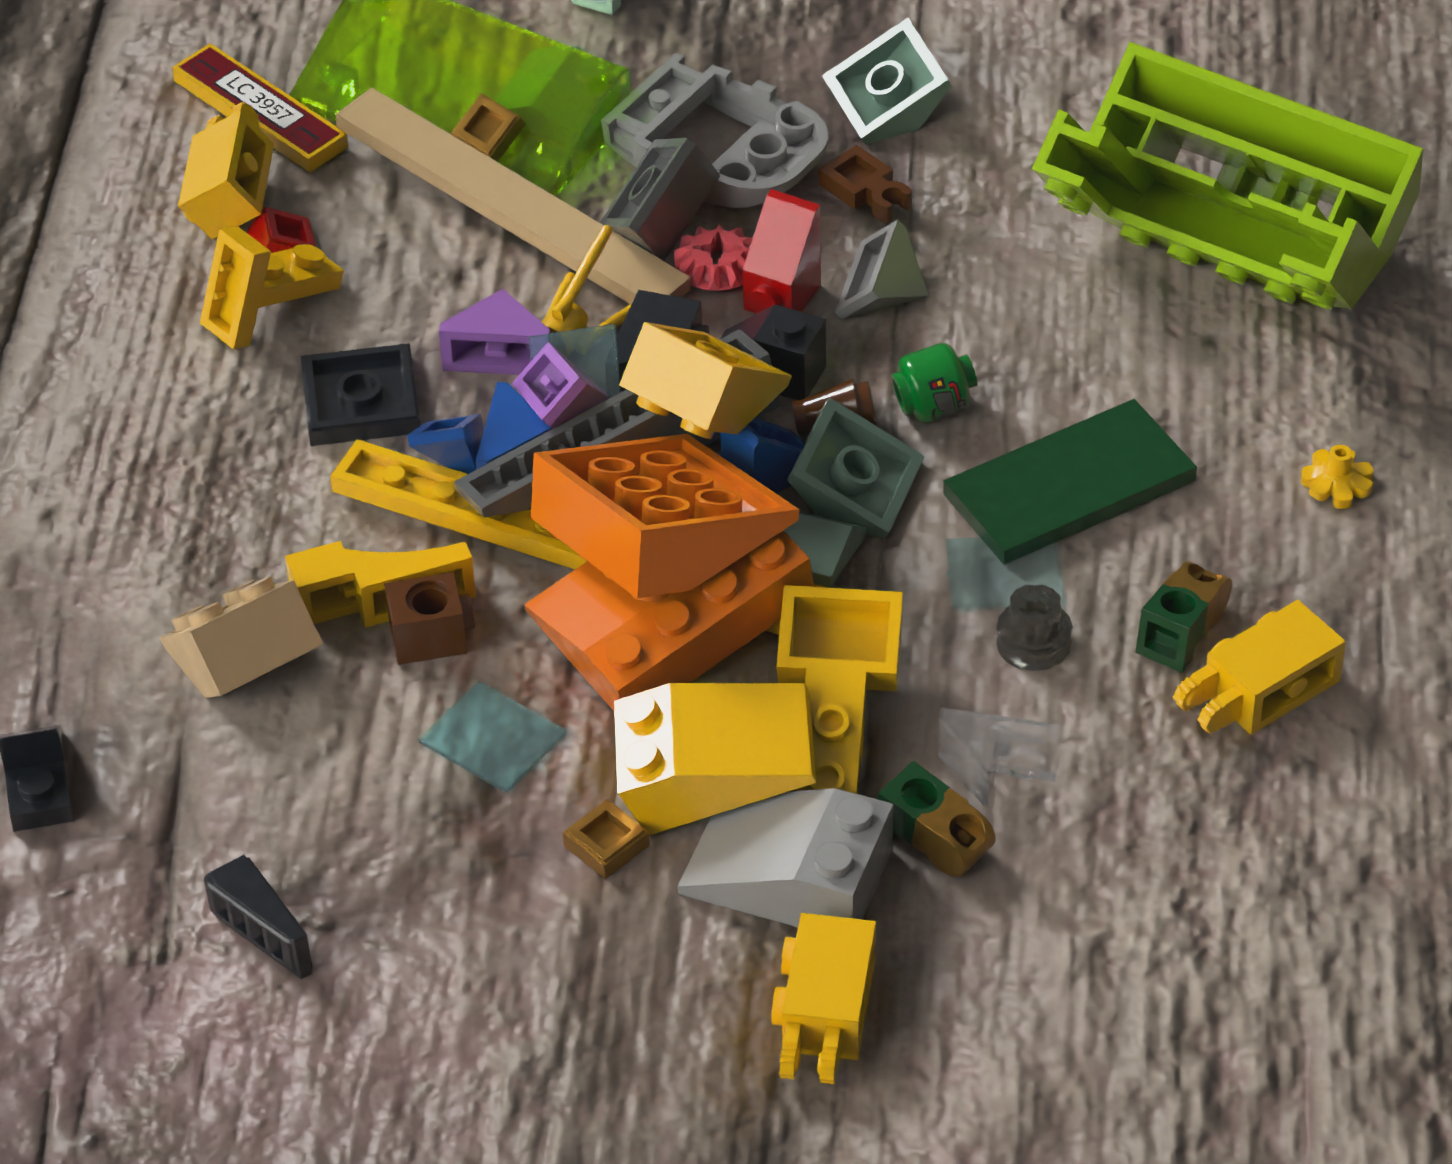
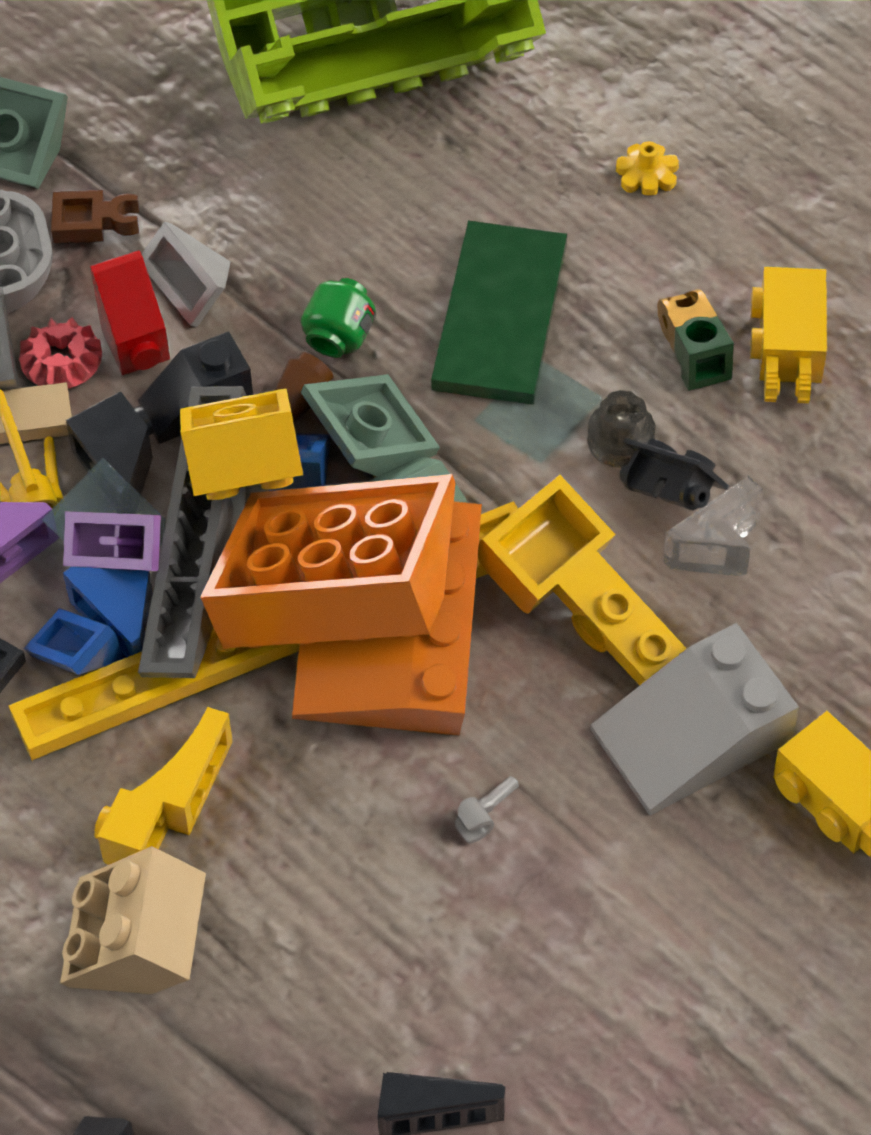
camera: 50 degrees left, 10 degrees up
(428, 618) = (241, 808): reddish brown brick -> none
(492, 736) = (385, 827): clear light blue window -> none
(553, 773) = (473, 815): none -> light grey hand
(606, 838) = (561, 823): pearl gold tile -> none
(710, 748) = (570, 693): yellow slope -> none
(937, 820) = (761, 608): pearl gold leg -> none
(1010, 678) = (685, 476): none -> black hinge

